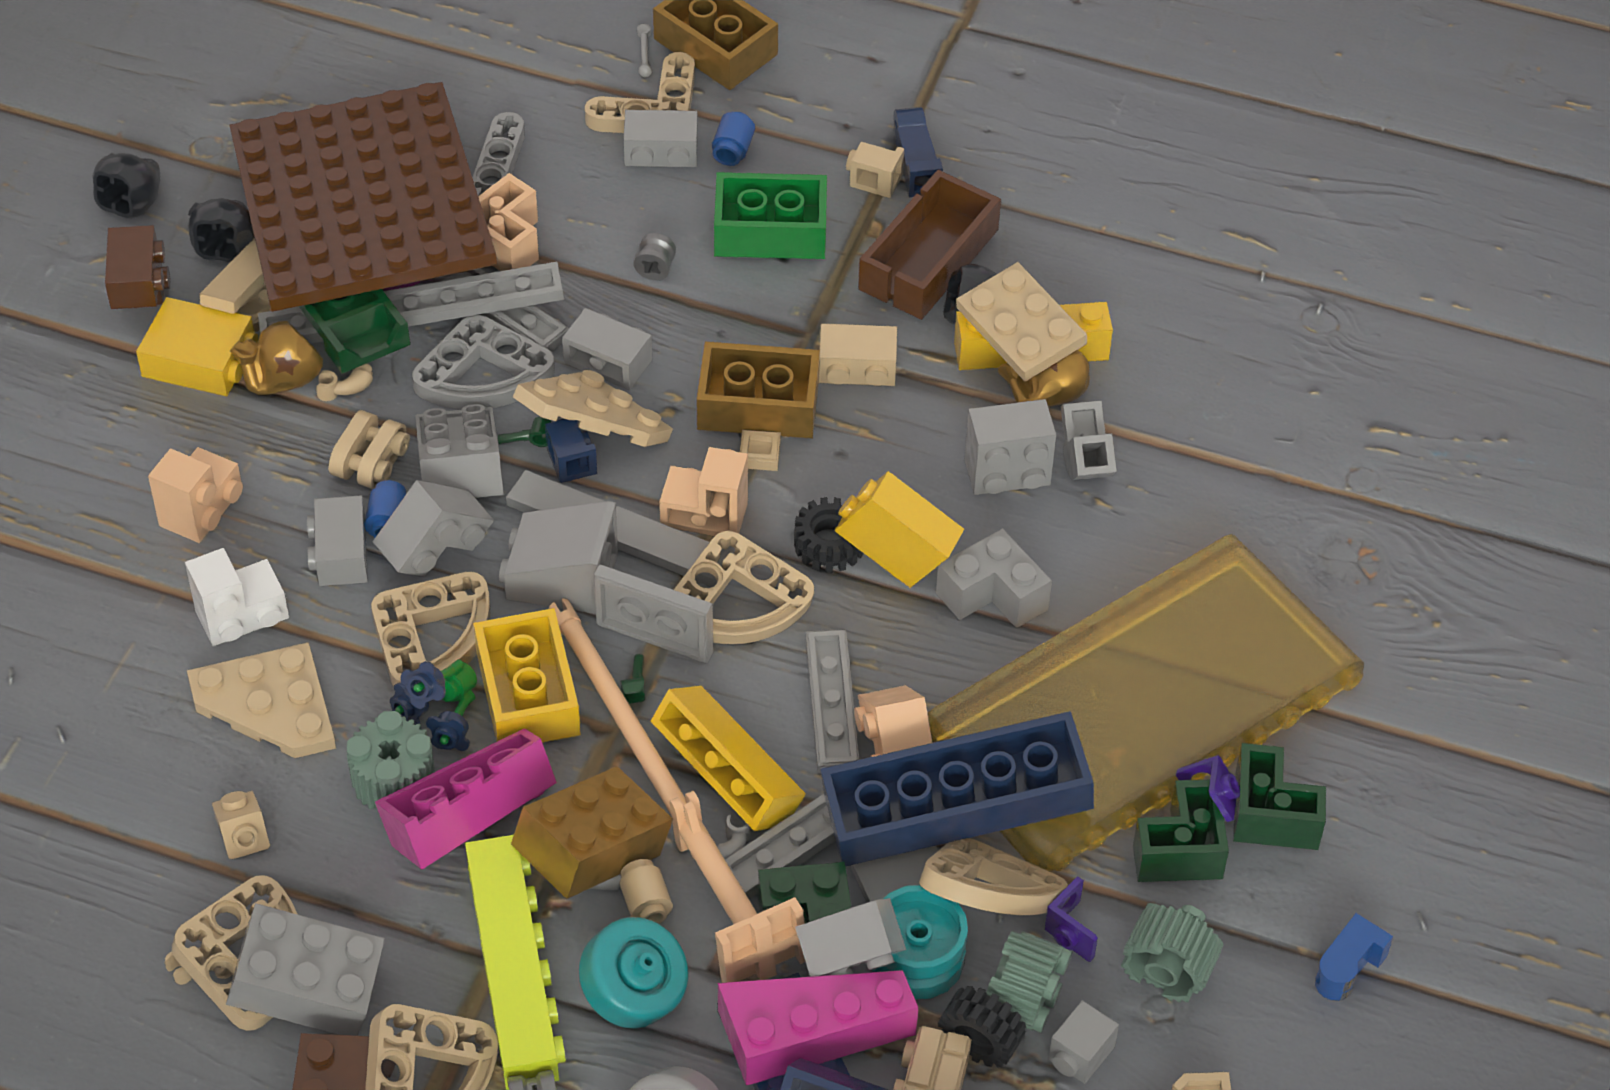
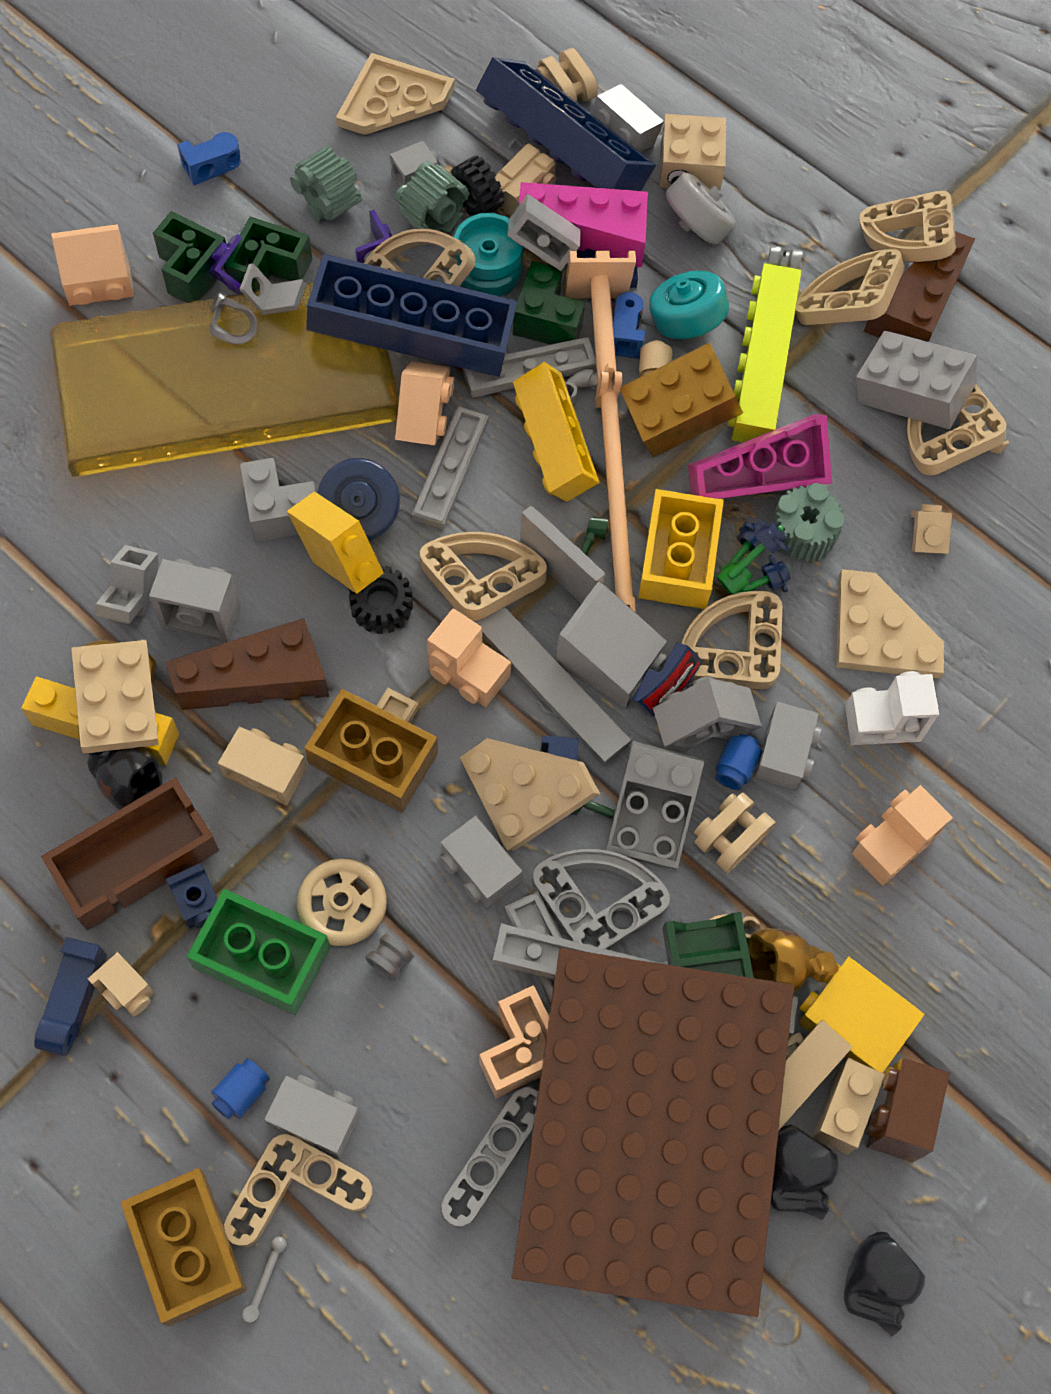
camera: 160 degrees left, 15 degrees up
(190, 268) = (848, 1106): none -> tan brick
(489, 547) = (673, 678): none -> slope
(701, 918) = (625, 324): none -> blue leg
(728, 313) = (349, 871): none -> tan plate
(849, 241) = (189, 884): none -> dark blue brick
(906, 605) = (364, 492): none -> dark blue wheel
(916, 422) = (250, 669): none -> reddish brown wedge
(1135, 766) = (272, 297): none -> light grey bracket
(1176, 706) = (220, 302): none -> flat silver piece
(1371, 748) = (93, 265): none -> light nougat slope

